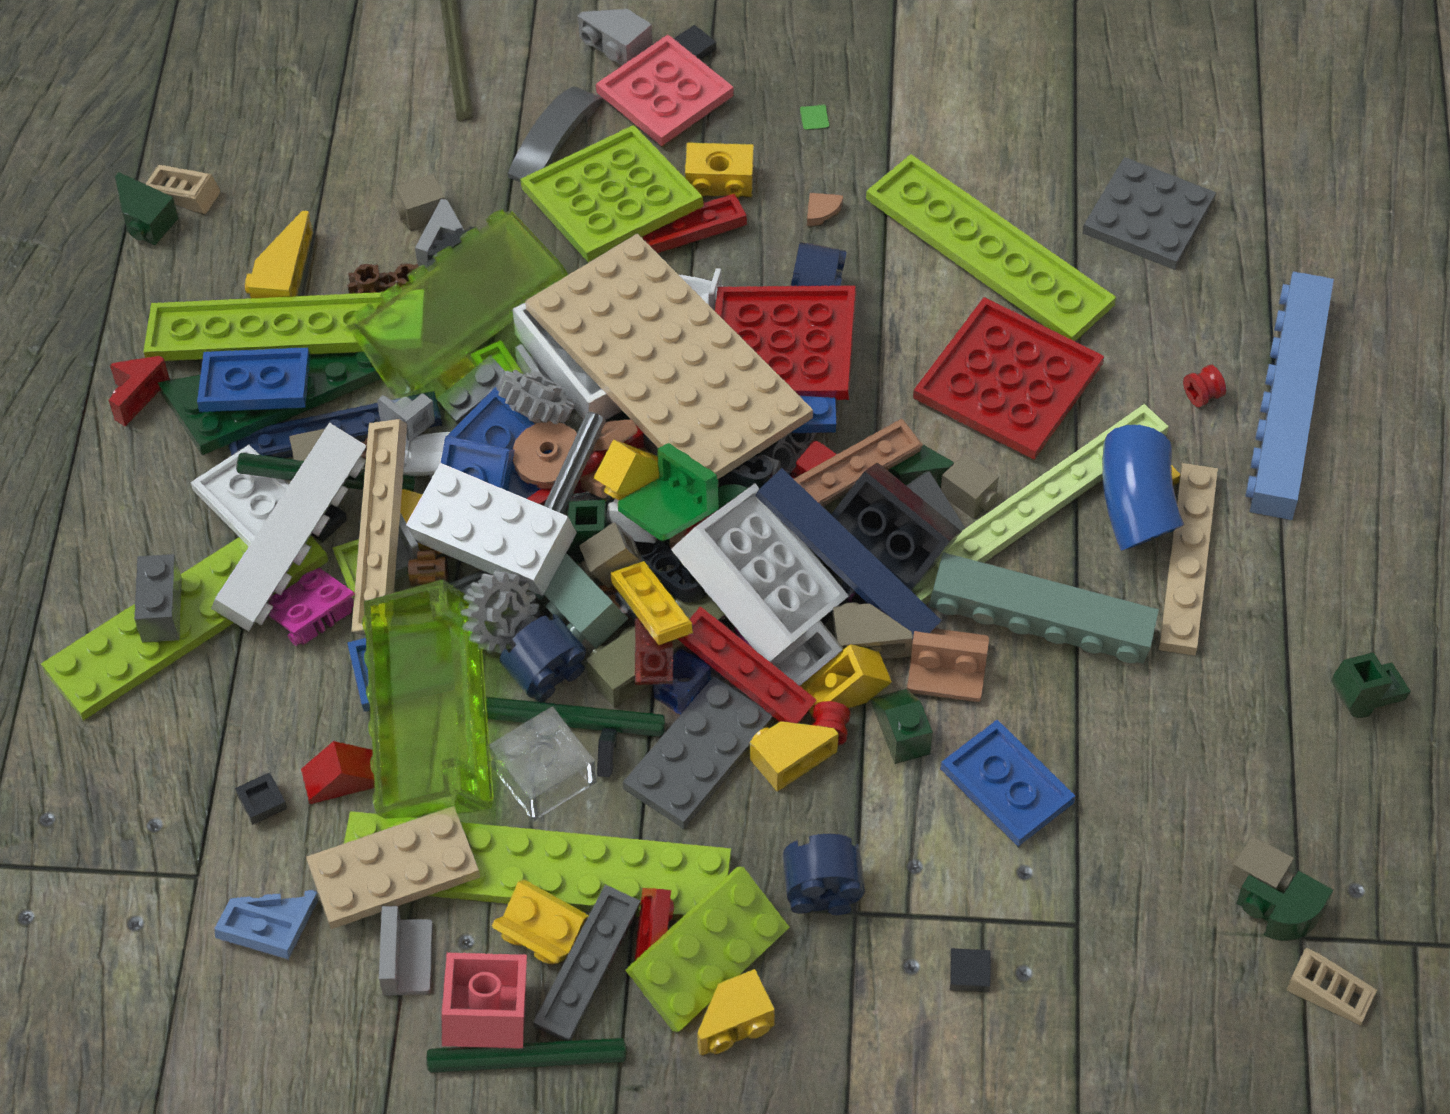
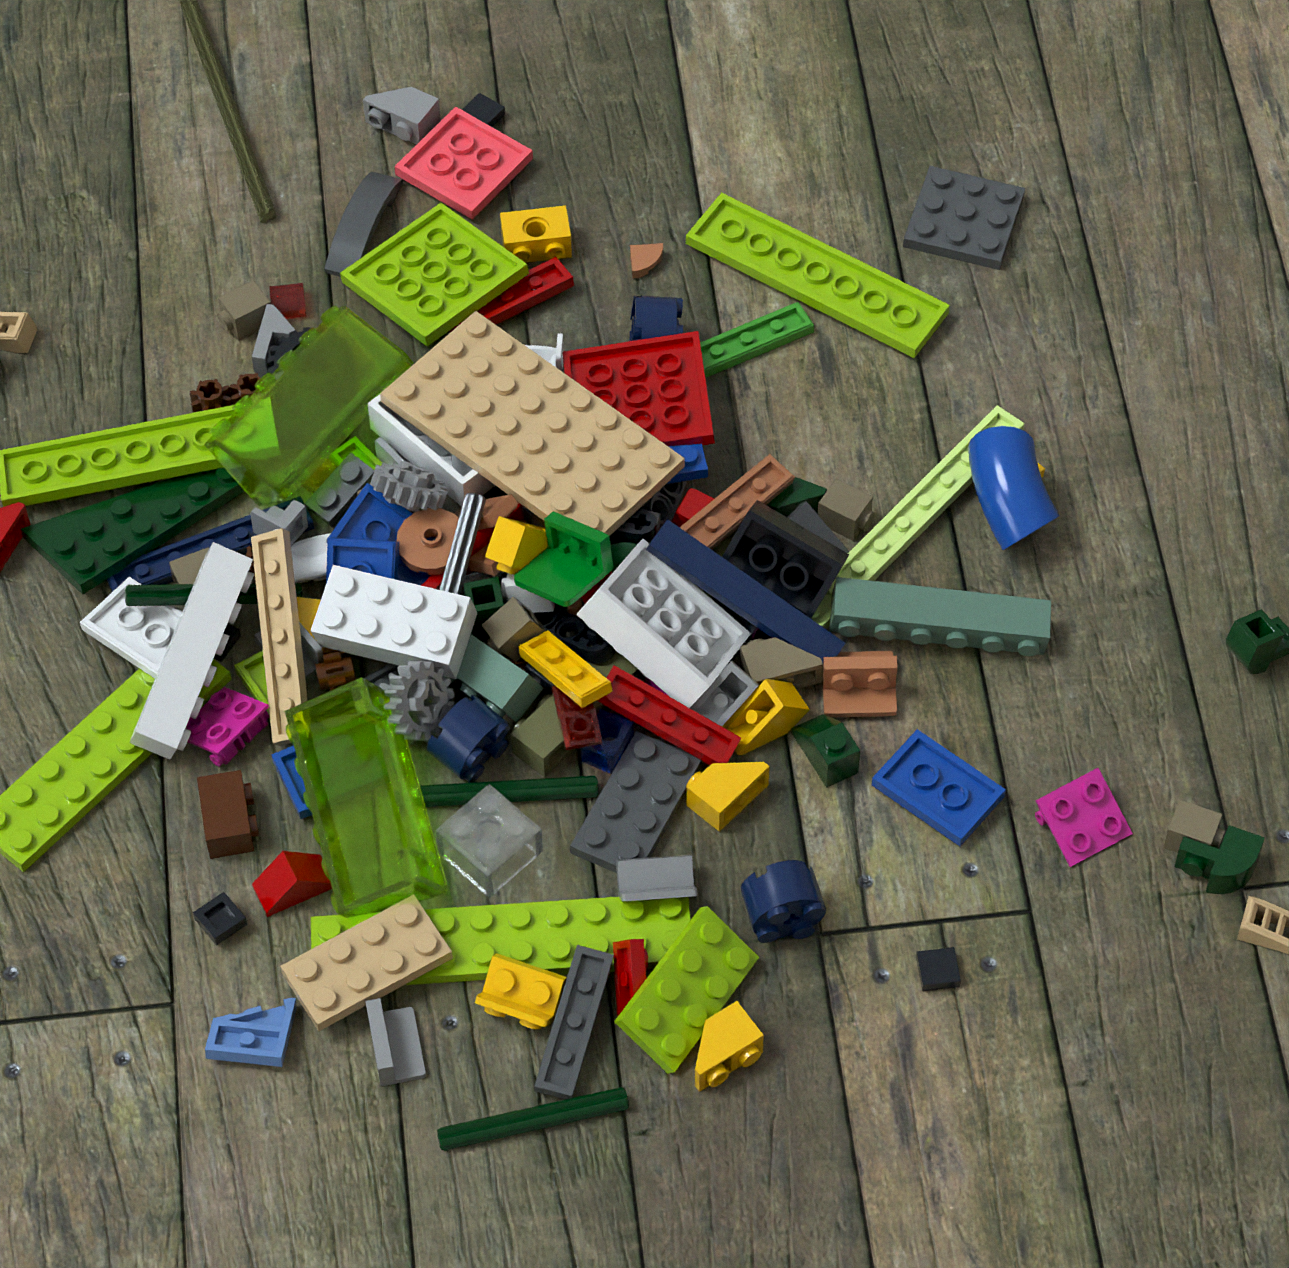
camera: 10 degrees left, 0 degrees up
(158, 598) = (76, 740): dark grey brick -> none
(254, 379) = (121, 511): blue plate -> none
(282, 263) = (118, 394): yellow slope -> none
(290, 695) = (226, 814): none -> reddish brown brick
(466, 199) = (289, 300): none -> clear red tile
(484, 1000) = (484, 1072): coral brick -> none
(606, 747) = (548, 820): black tile -> none
(700, 829) = (655, 878): none -> light grey panel
(814, 117) = (617, 169): bright green sticker -> none
(834, 716) = (759, 750): red wheel -> none
(913, 303) = (755, 338): none -> bright green tile
(1008, 377) = (861, 399): red plate -> none
(1150, 837) = (1083, 817): none -> dark pink hinge
(1188, 560) = (1068, 550): tan plate -> none
(1204, 386) = (1051, 379): red wheel -> none
(1291, 396) = (1134, 377): medium blue brick -> none

